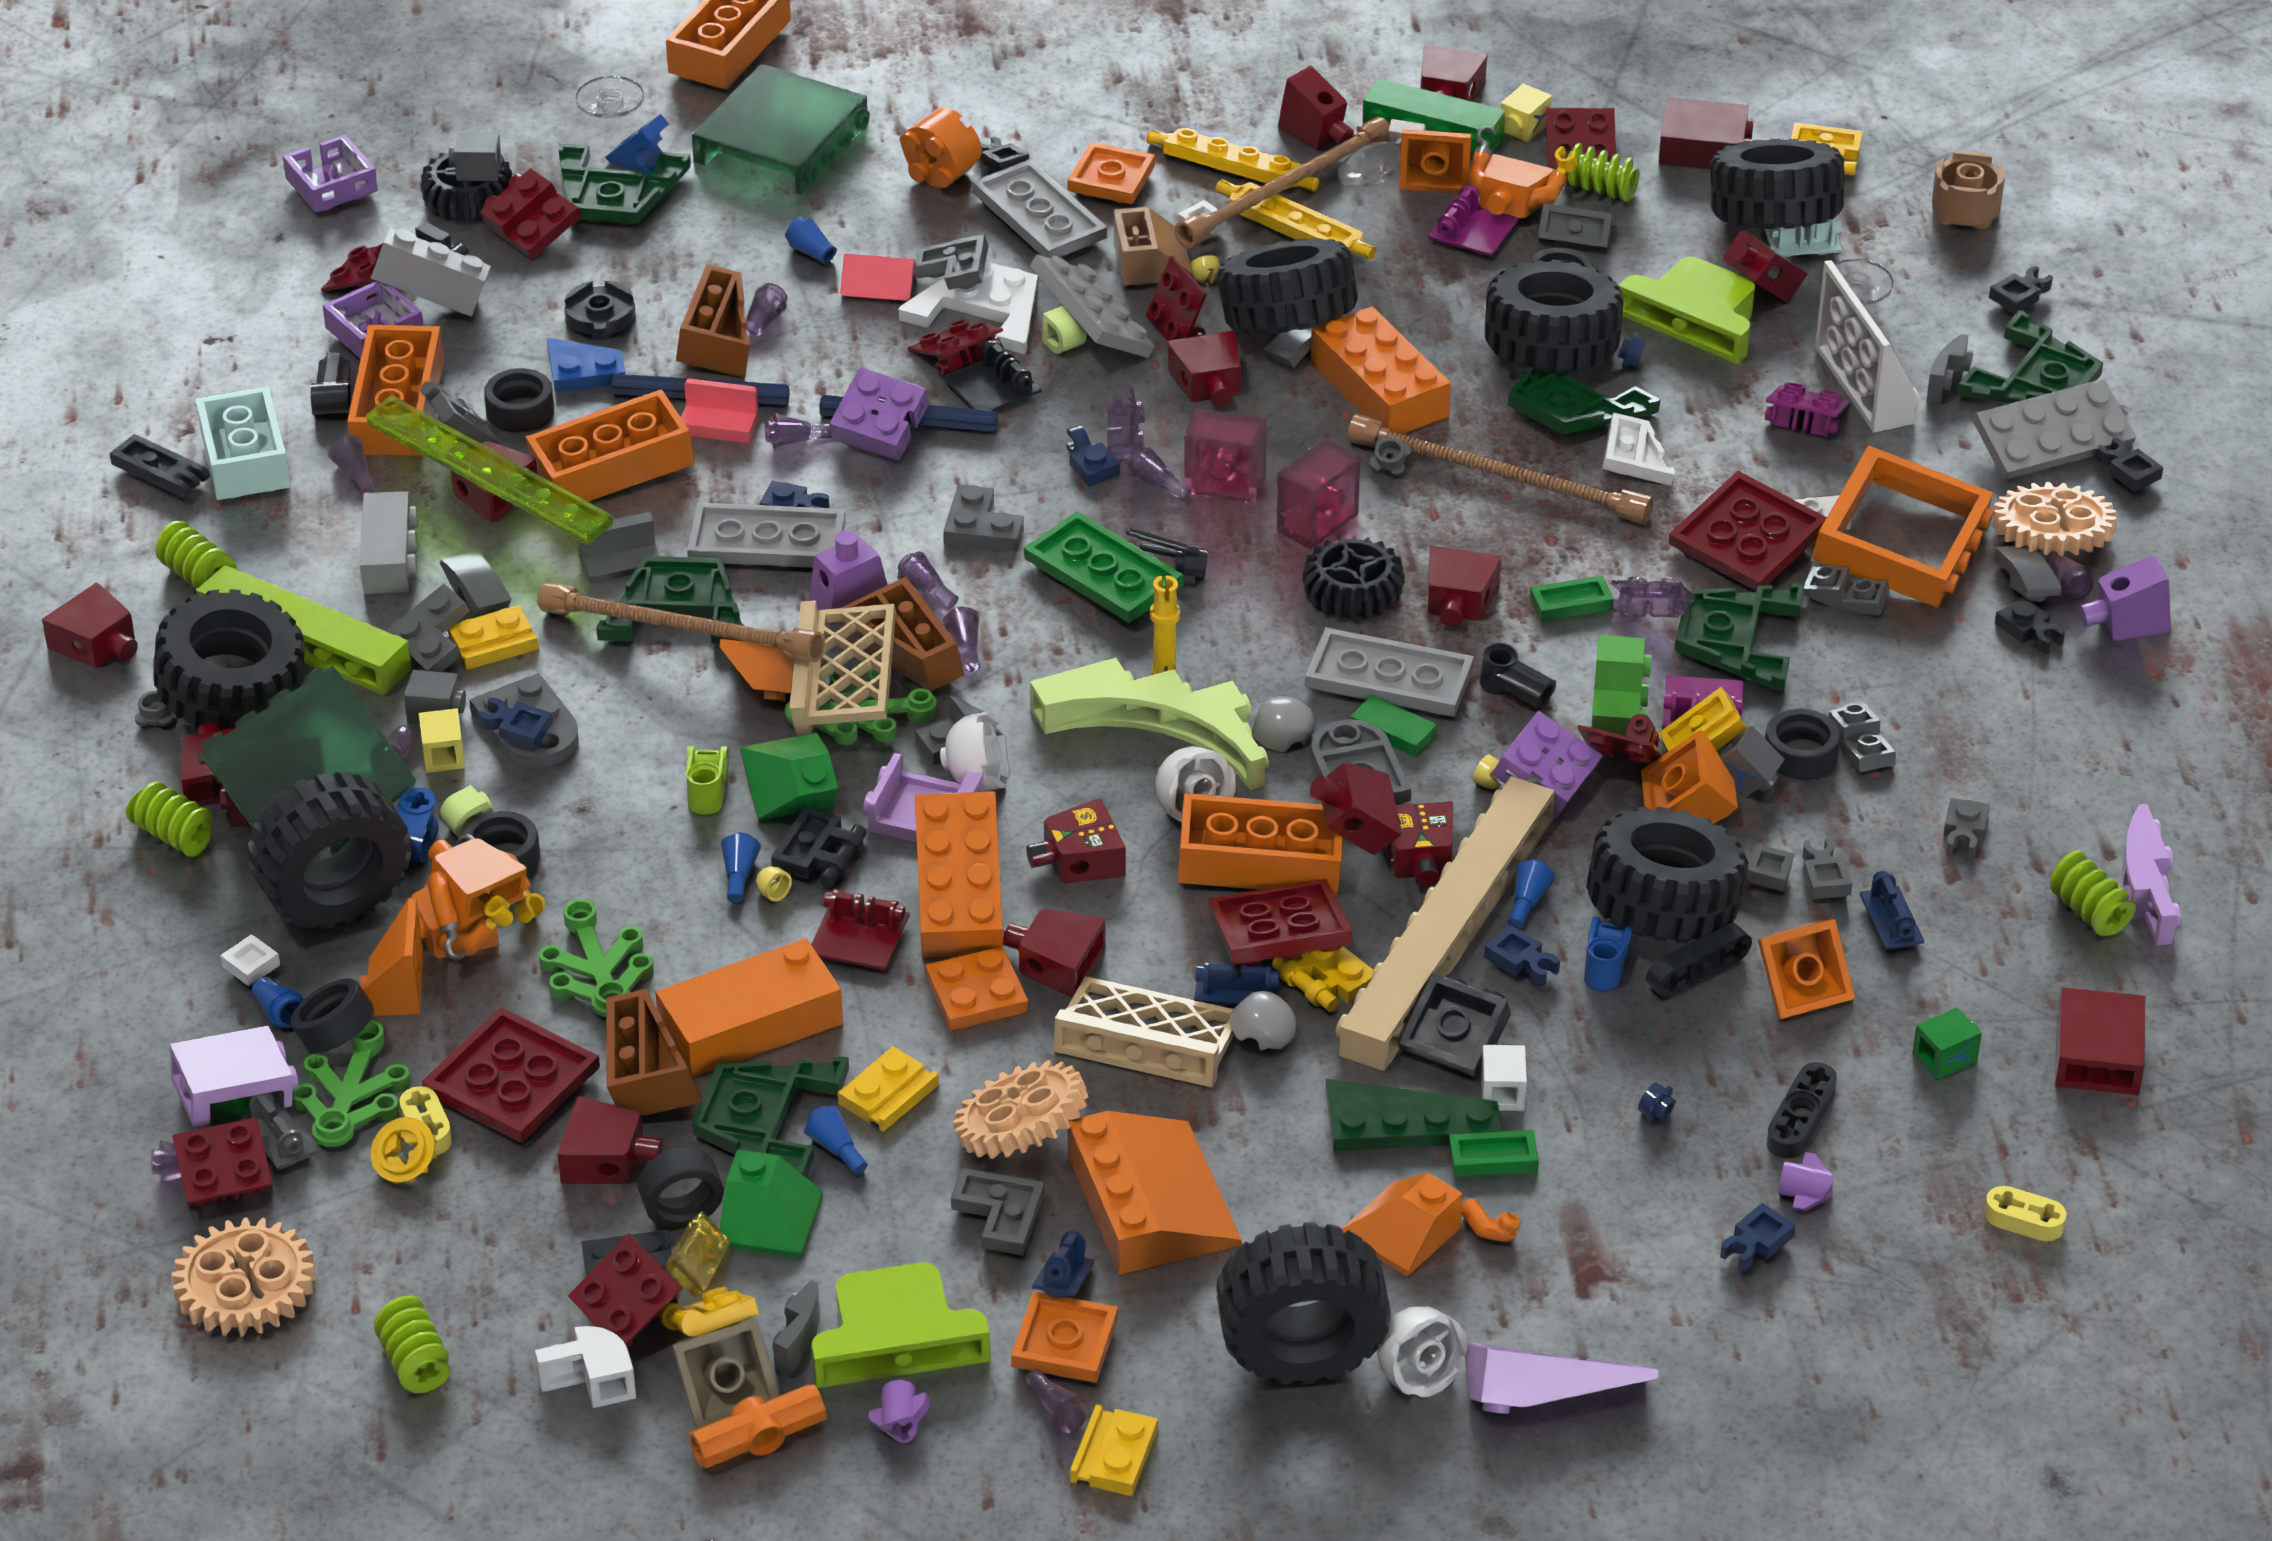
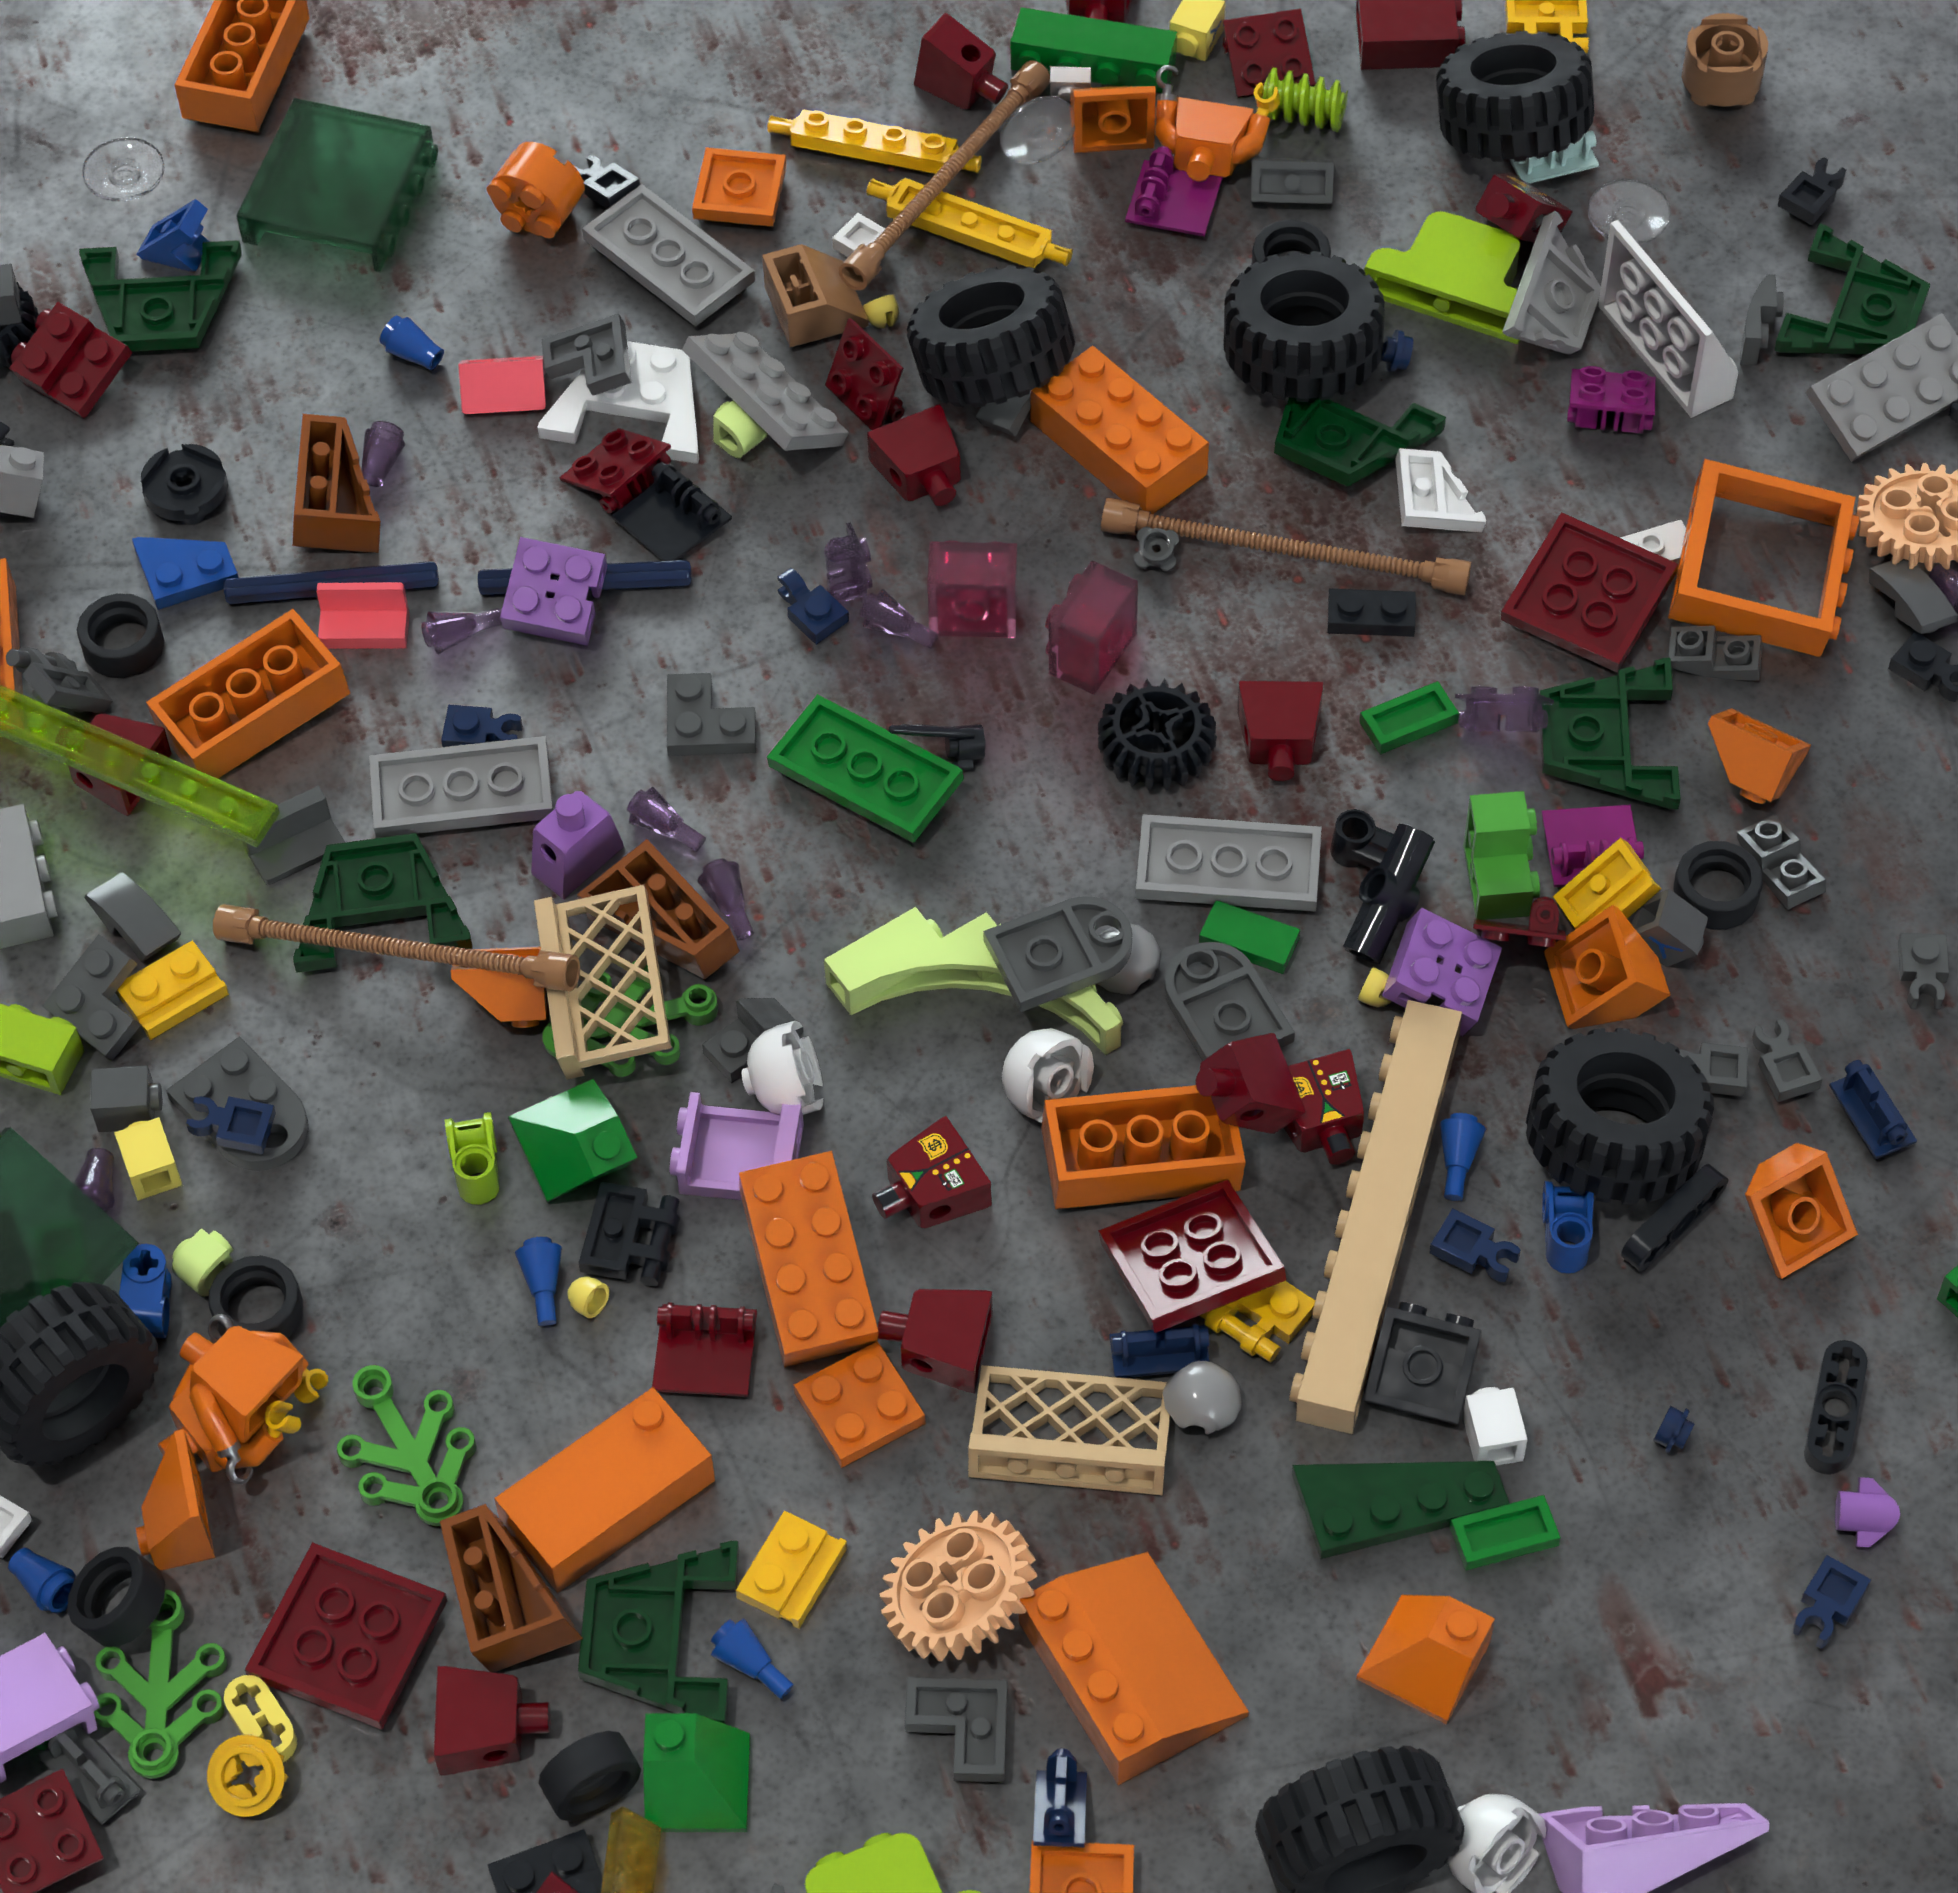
camera: 10 degrees left, 15 degrees up
(1165, 615) = (966, 853): yellow pin -> none
(1226, 696) = (1058, 949): none -> dark grey plate
(1486, 1227) = (1526, 1641): orange arm -> none
(1516, 703) = (1389, 893): none -> black piece
(1560, 524) = (1371, 612): none -> black plate
(1774, 326) = (1554, 294): none -> light grey wing
(1859, 661) = (1756, 754): none -> orange slope

